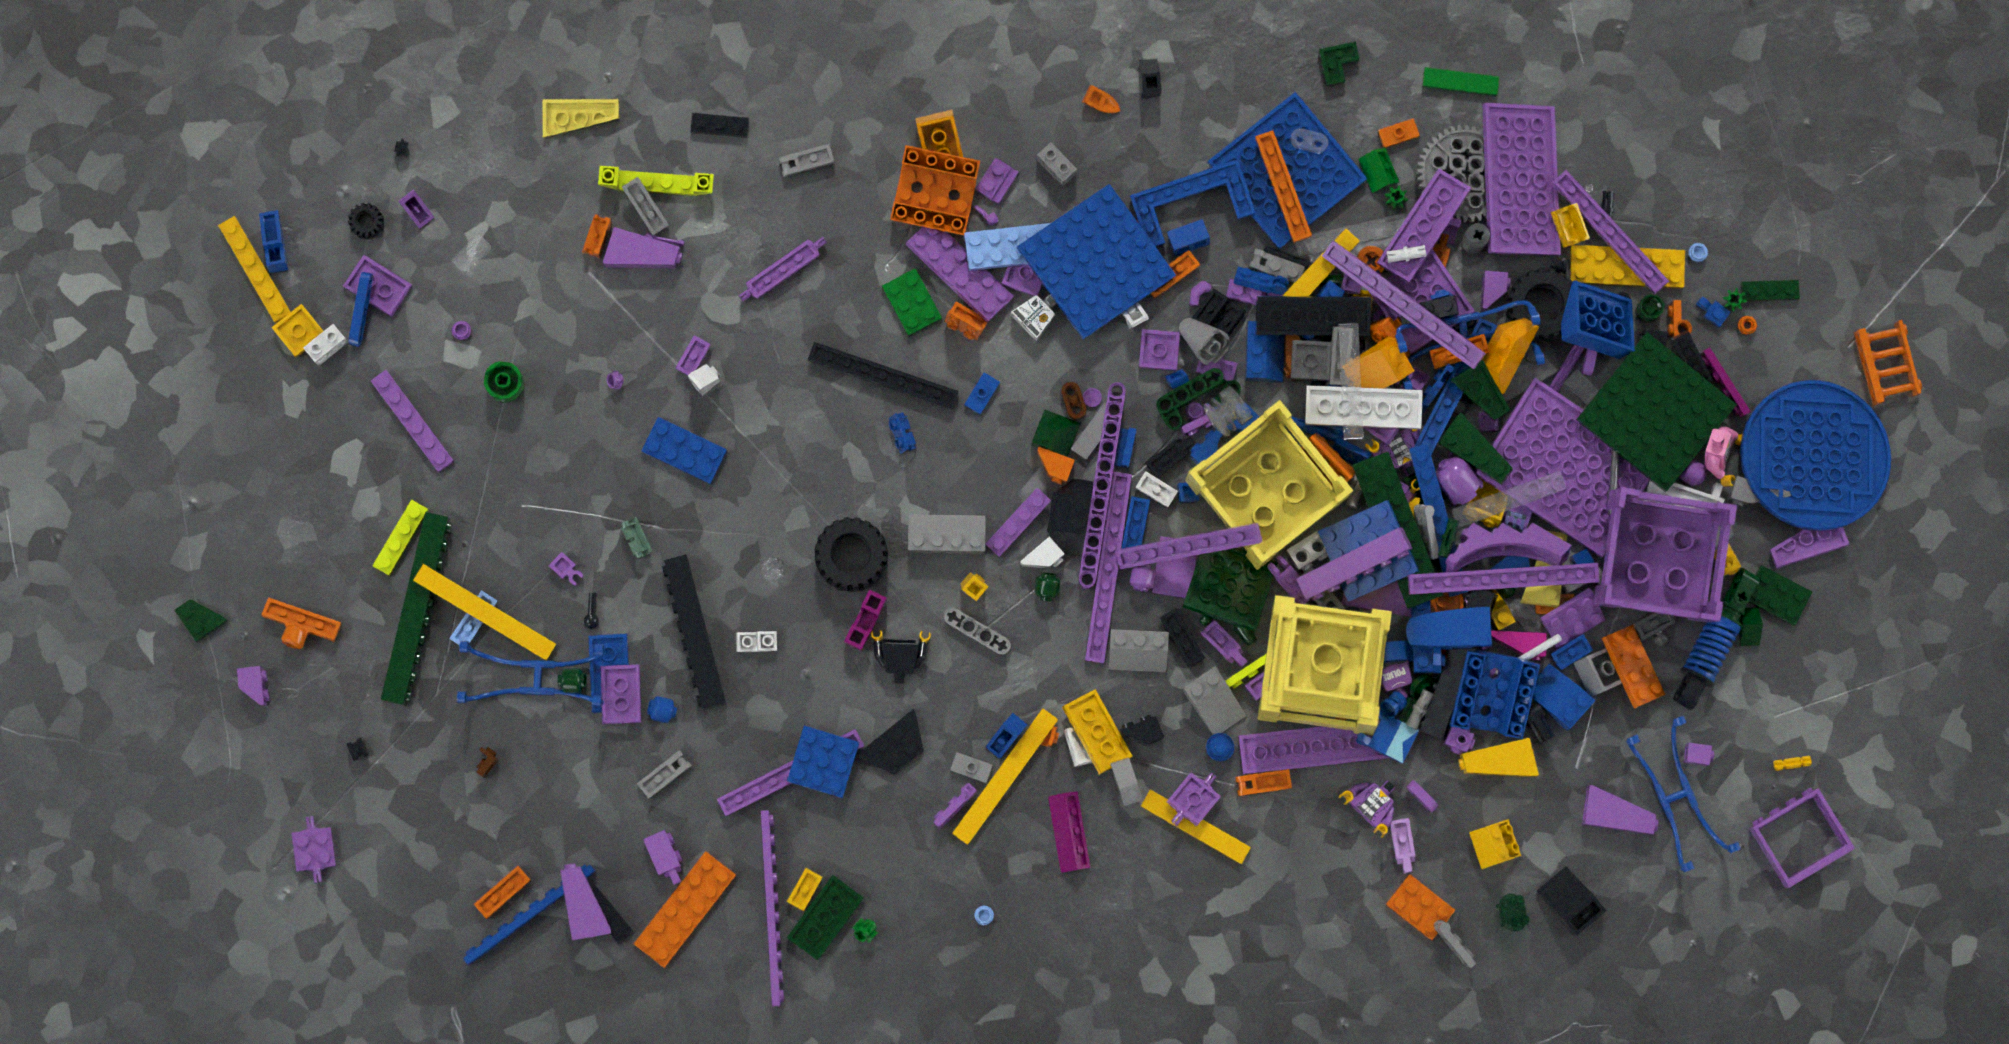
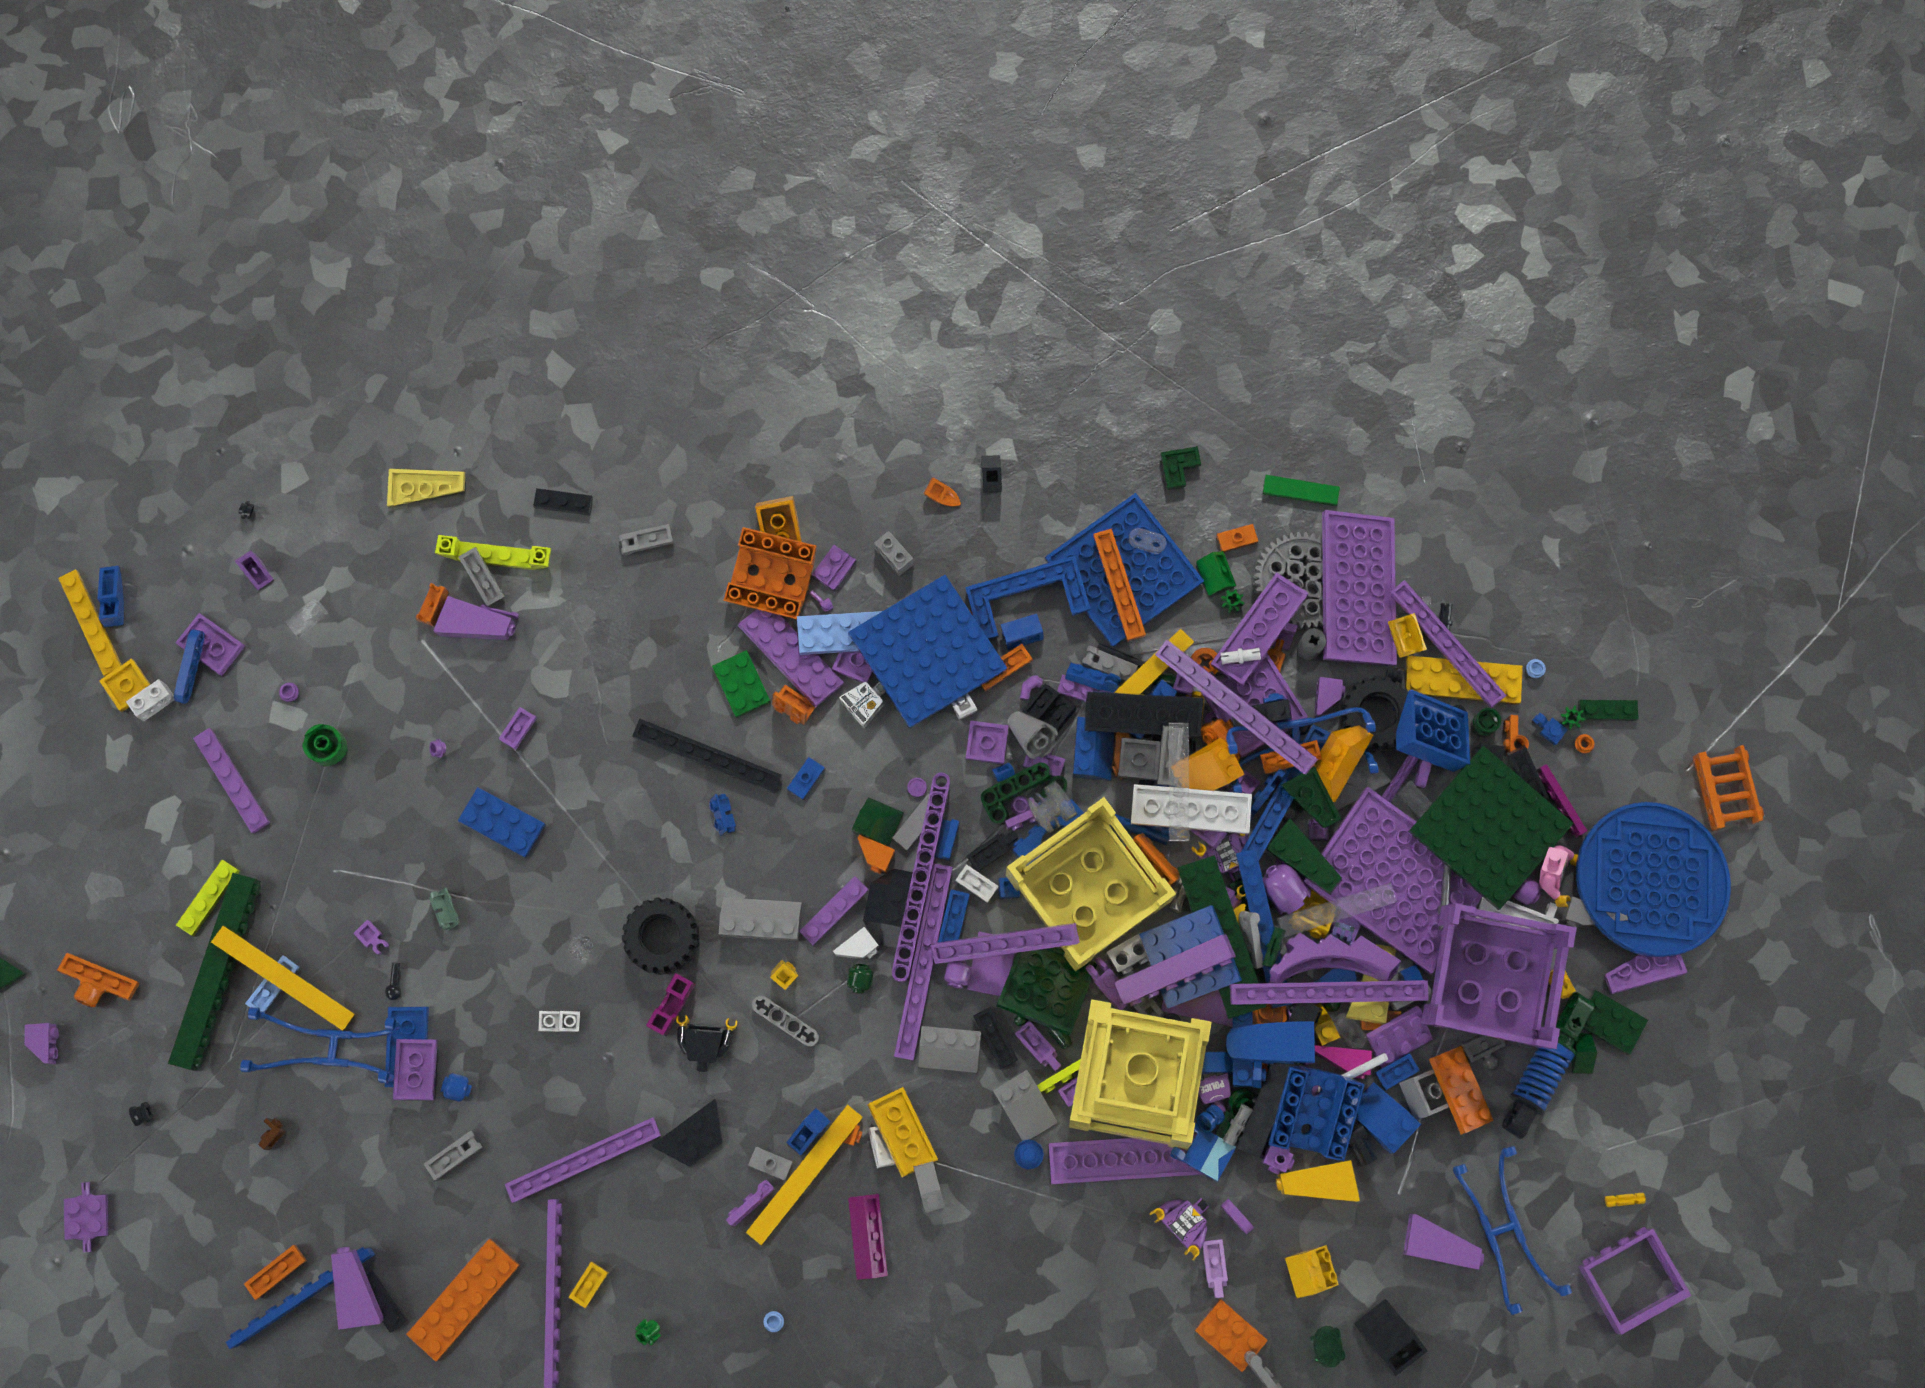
camera: 10 degrees right, 5 degrees down
(358, 212) = (212, 587): black tyre -> none
(572, 680) = (367, 1053): dark green head -> none
(663, 855) = (445, 1241): medium lavender hinge -> none
(694, 631) = (496, 1009): black brick -> none
(704, 378) = (526, 750): white slope -> none
(782, 269) = (613, 645): medium lavender plate -> none
(823, 761) = (616, 1150): blue plate -> none
(825, 917) = (607, 1316): dark green plate -> none
(1073, 401) = (897, 790): reddish brown plate -> none
(1144, 732) = (952, 1134): black slope -> none
(1193, 799) = (998, 1208): medium lavender plate -> none
(1204, 831) = (999, 1237): yellow tile -> none
(1264, 782) = (1073, 1194): orange plate -> none
(1350, 452) = (1176, 854): blue plate -> none
(1698, 754) = (1527, 1186): medium lavender brick -> none

